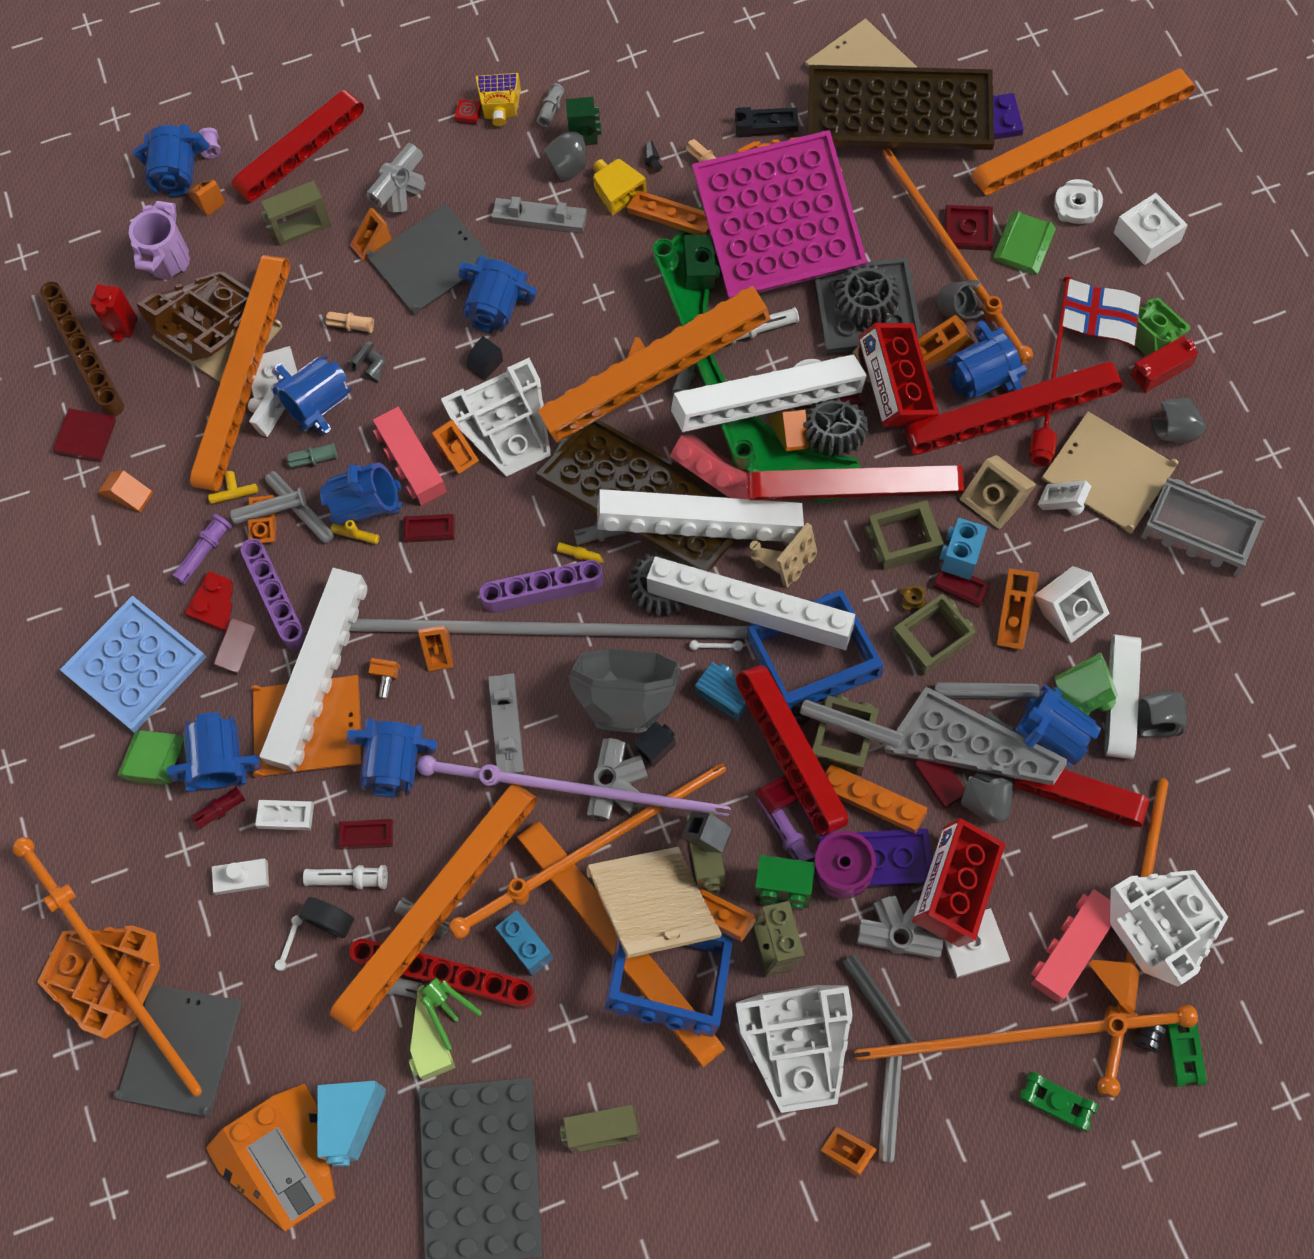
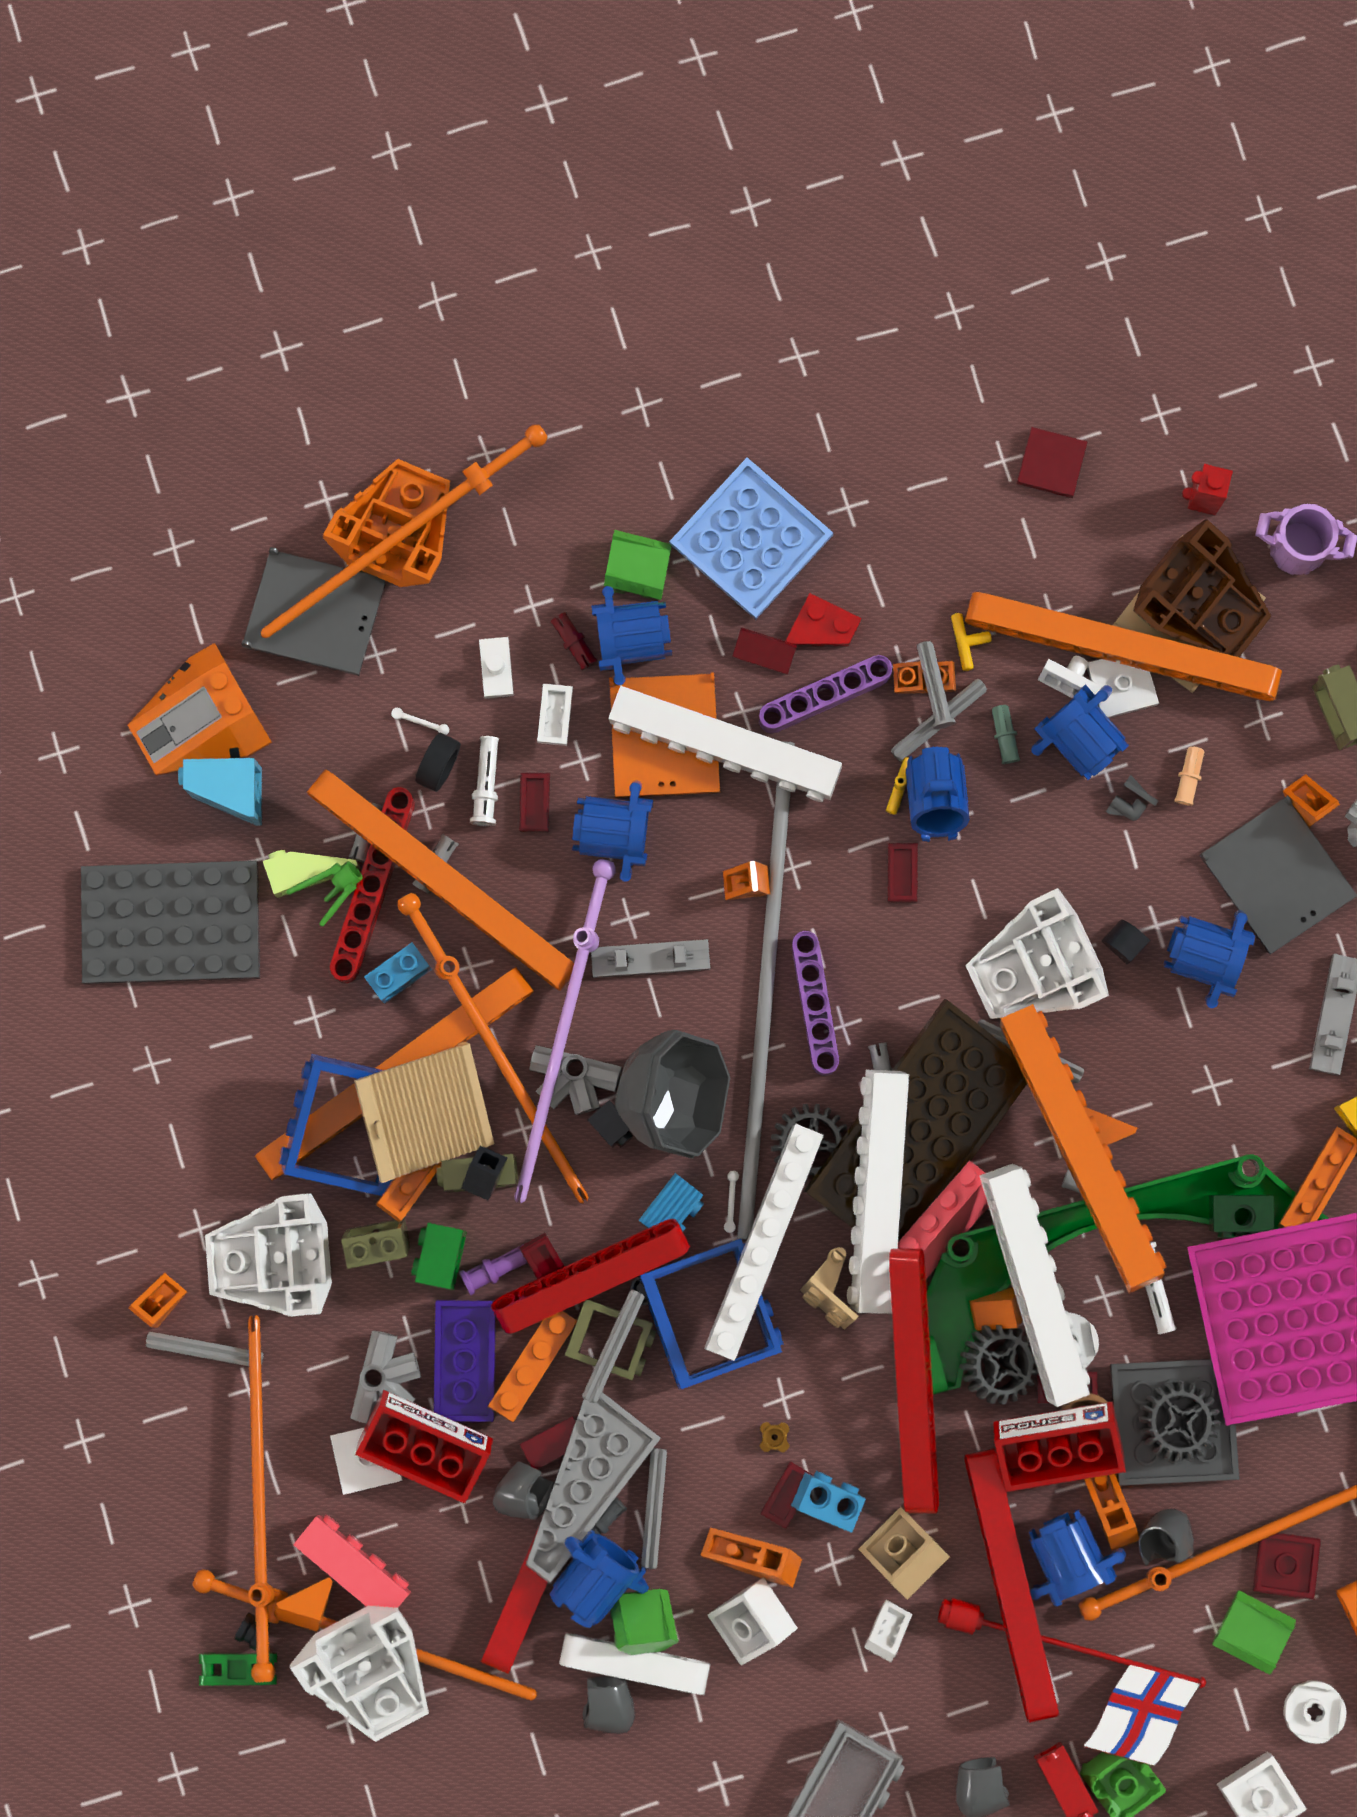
camera: 90 degrees right, 15 degrees up
(82, 349) = (1178, 441): reddish brown beam -> none
(125, 490) = (973, 514): orange slope -> none
(208, 539) = (900, 615): medium lavender pin -> none
(387, 670) = (724, 824): orange piece -> none
(409, 455) = (995, 849): coral brick -> none
(454, 446) = (1000, 904): orange slope -> none
(579, 552) = (858, 1049): yellow piece -> none
(600, 1129) = (195, 1046): olive window -> none
(858, 857) = (468, 1327): magenta wheel -> none
(877, 1000) = (310, 1347): dark grey axle -> none
(915, 651) = (753, 1476): olive window -> none
(927, 524) = (862, 1463): olive window -> none
(1058, 1102) = (193, 1526): green plate -> none
(1118, 468) = (925, 1694): tan door -> none

